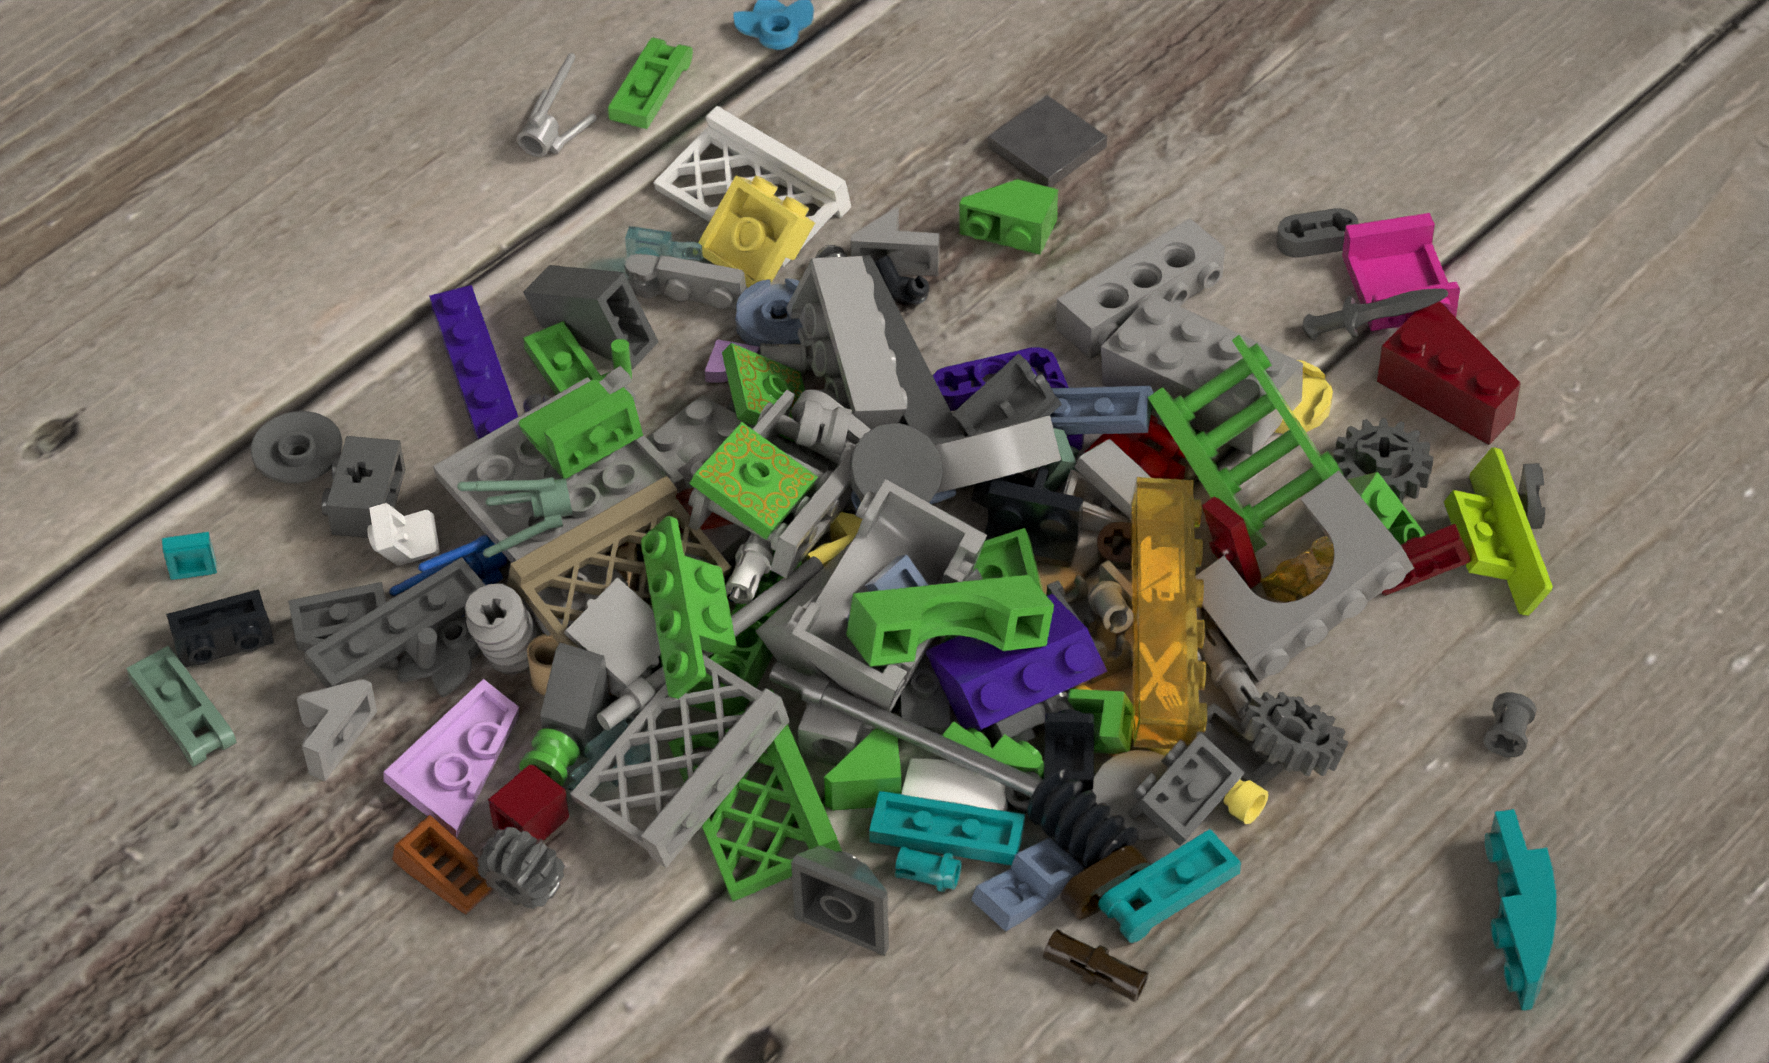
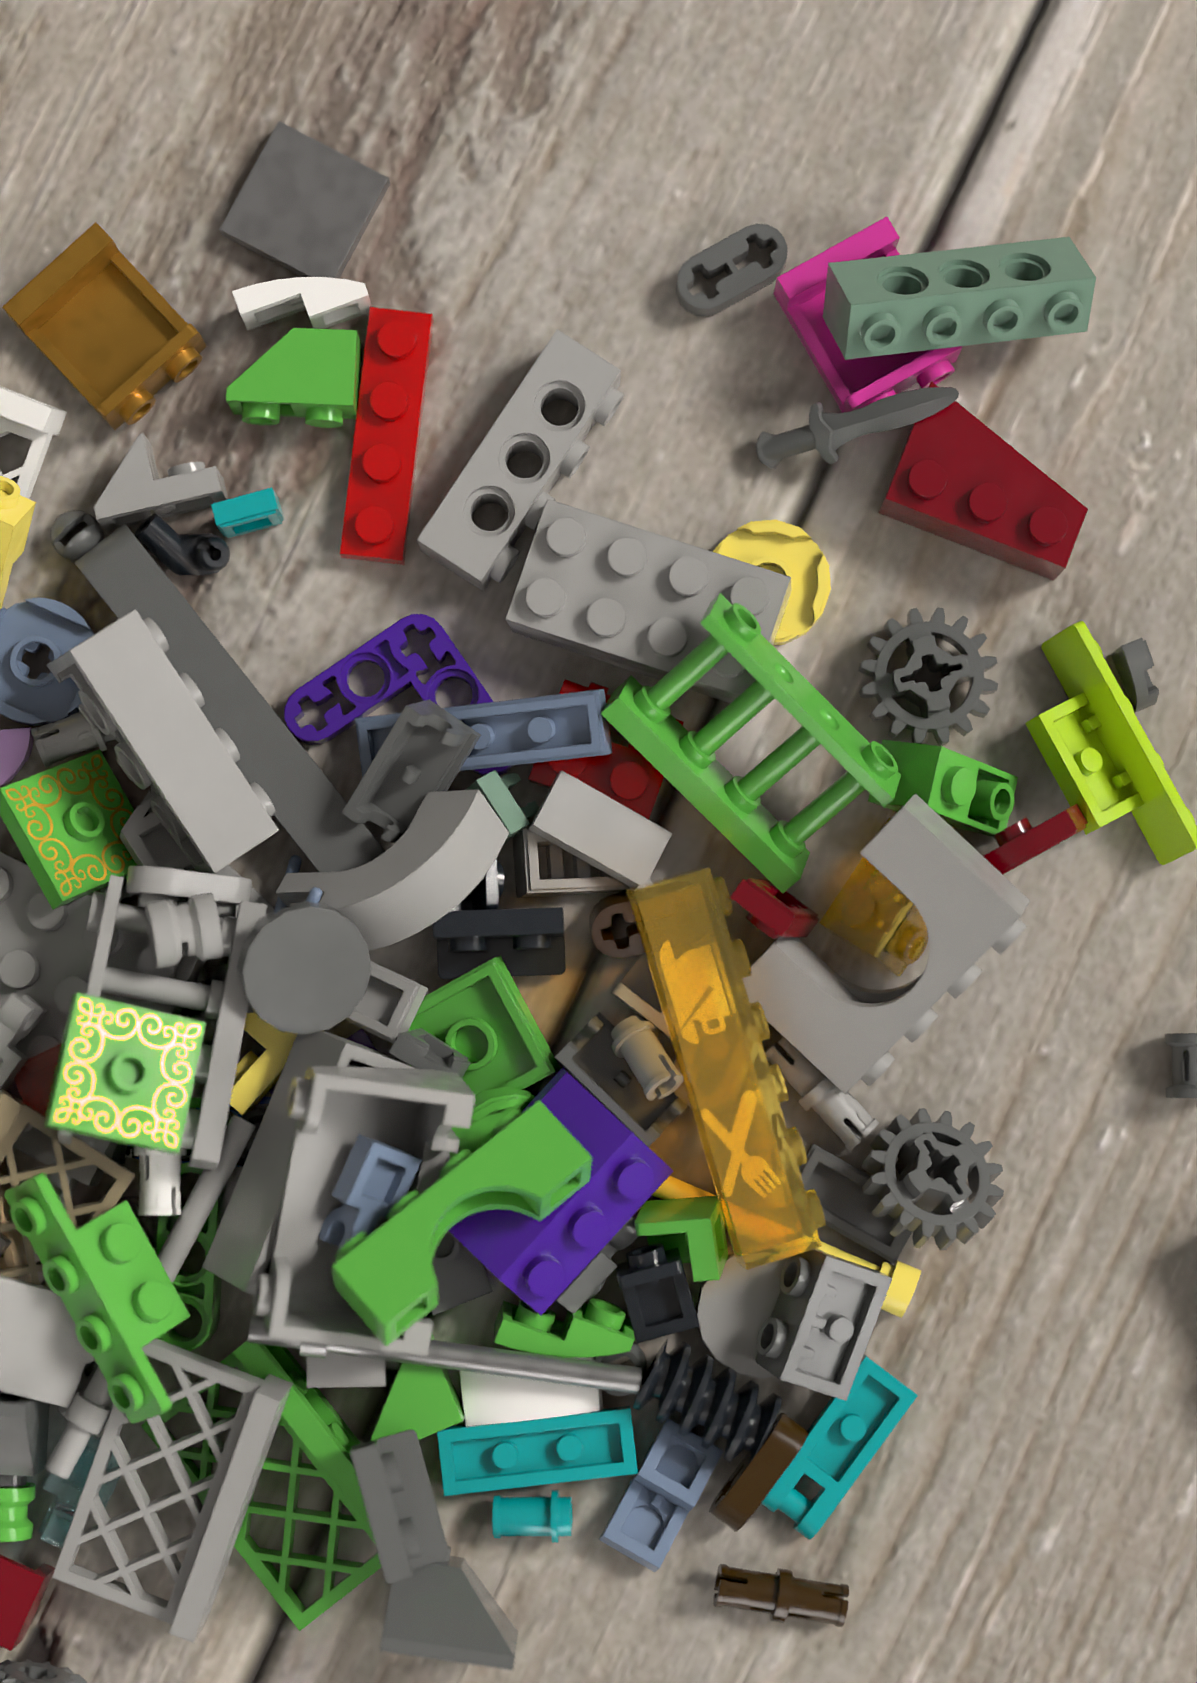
camera: 20 degrees left, 35 degrees up
(838, 793) = (399, 1504): none -> dark grey bracket
(893, 163) = (106, 328): none -> pearl gold panel
(950, 271) = (248, 513): none -> teal tile
(1009, 167) = (324, 298): none -> white slope
(1055, 263) = (386, 435): none -> red plate
(1465, 259) = (958, 297): none -> sand green brick

